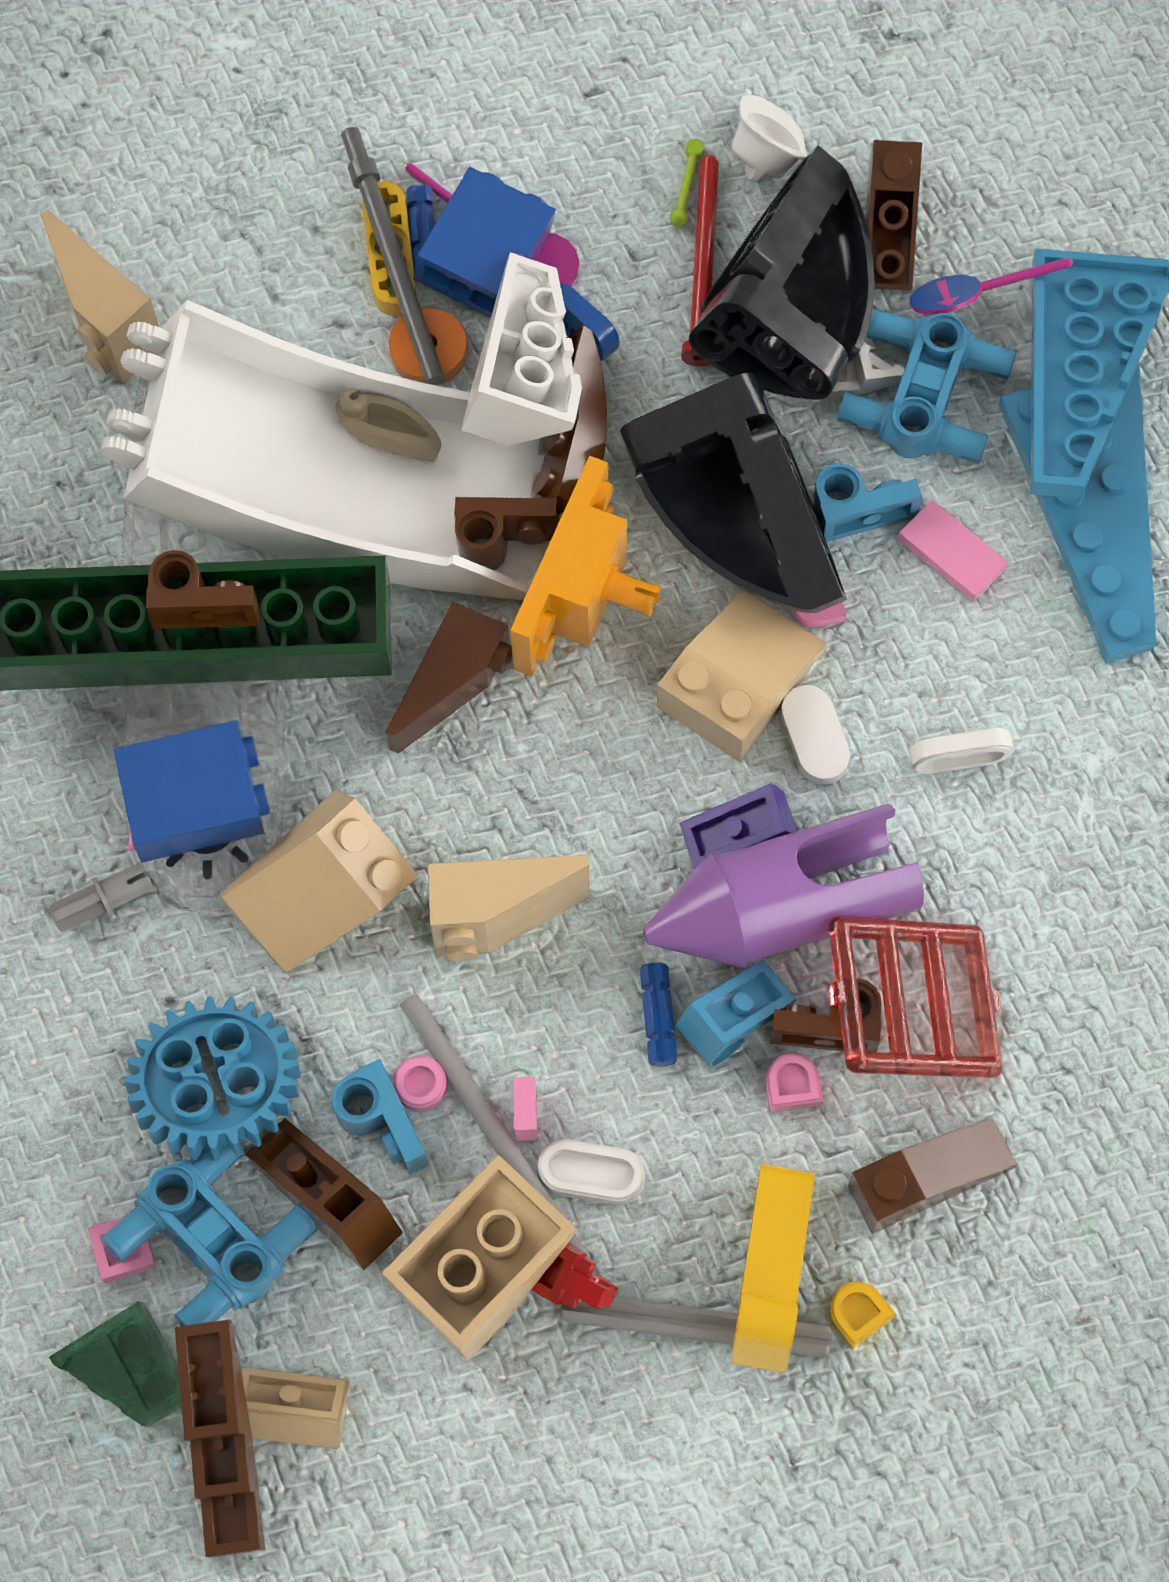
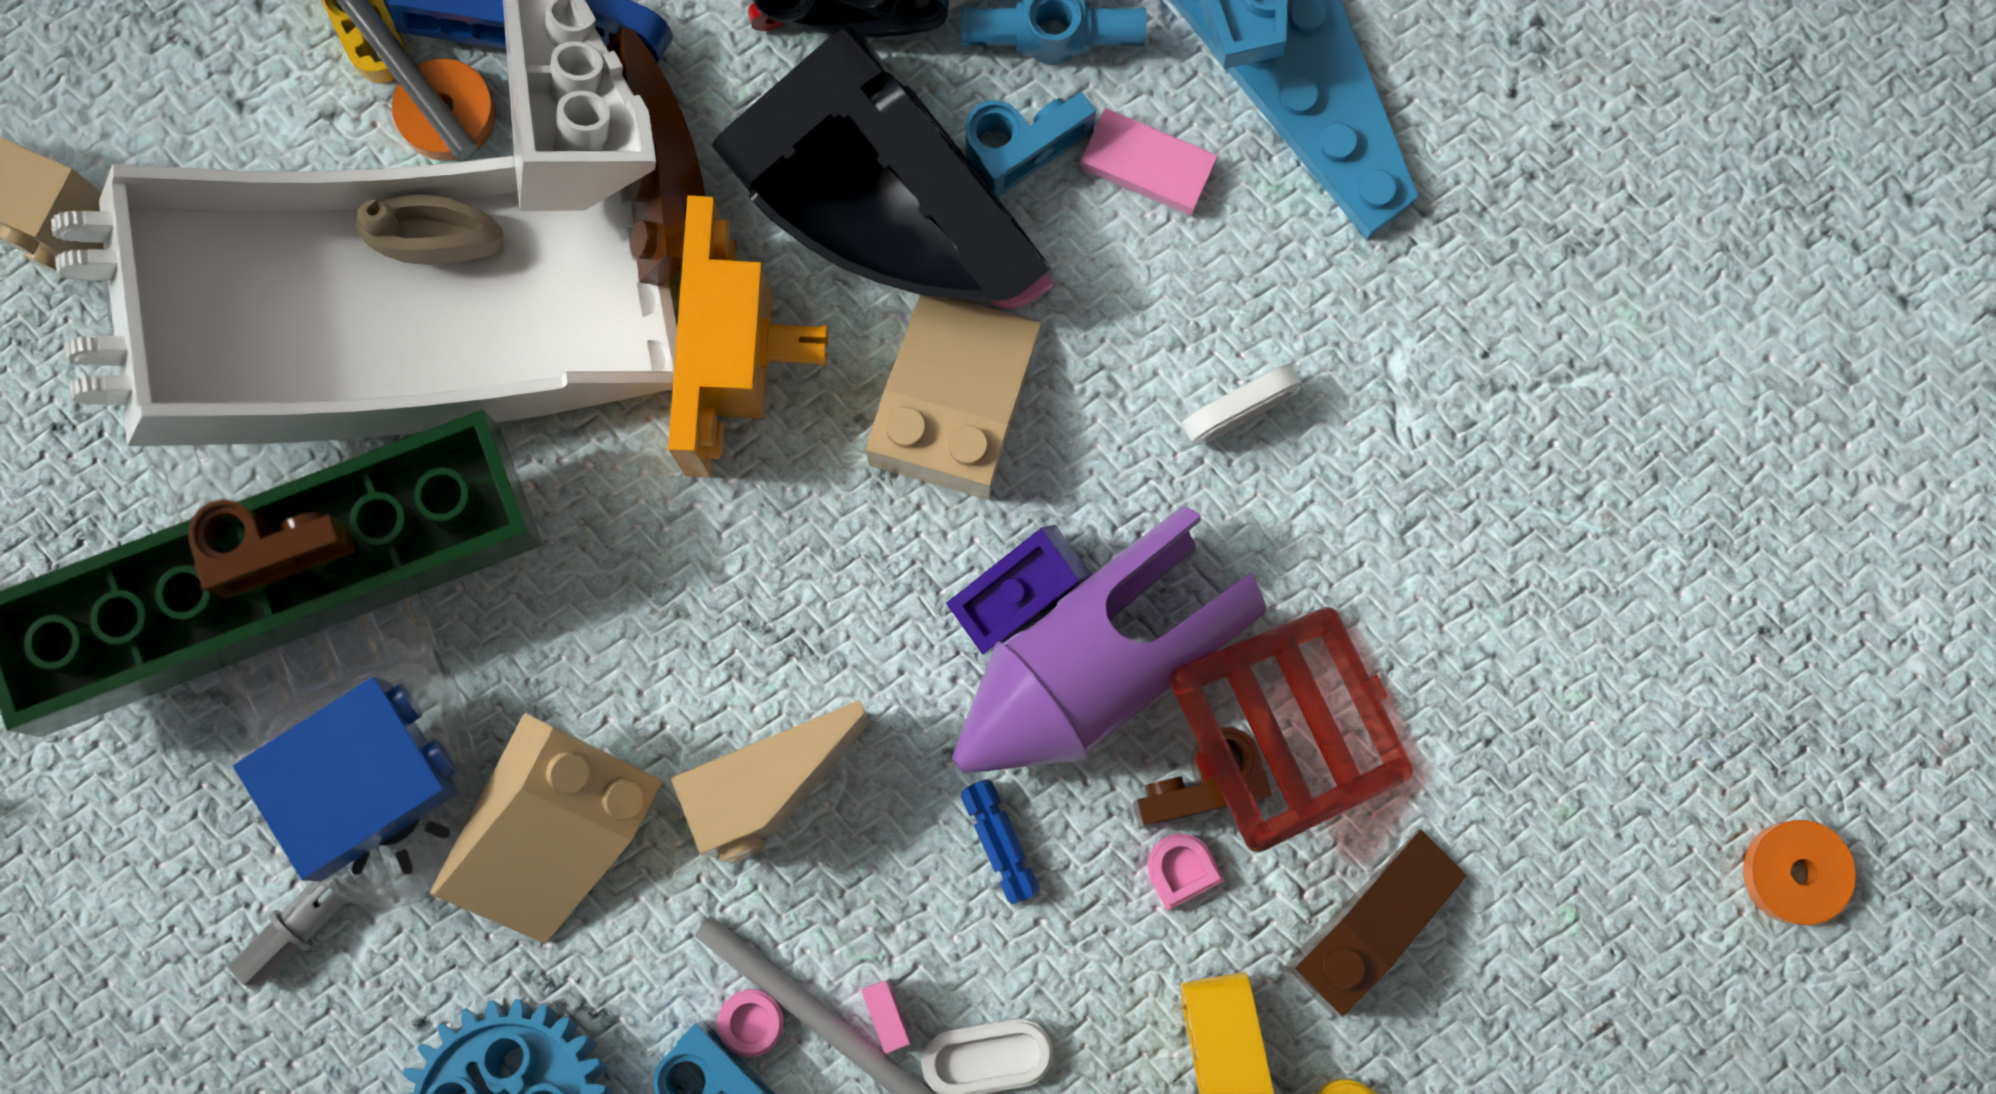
camera: 25 degrees left, 10 degrees up
(453, 672) = (614, 506): reddish brown slope -> none
(501, 521) = (607, 304): reddish brown plate -> none
(731, 1012) = (1090, 812): dark azure plate -> none
(815, 734) = (1065, 439): white tile -> none

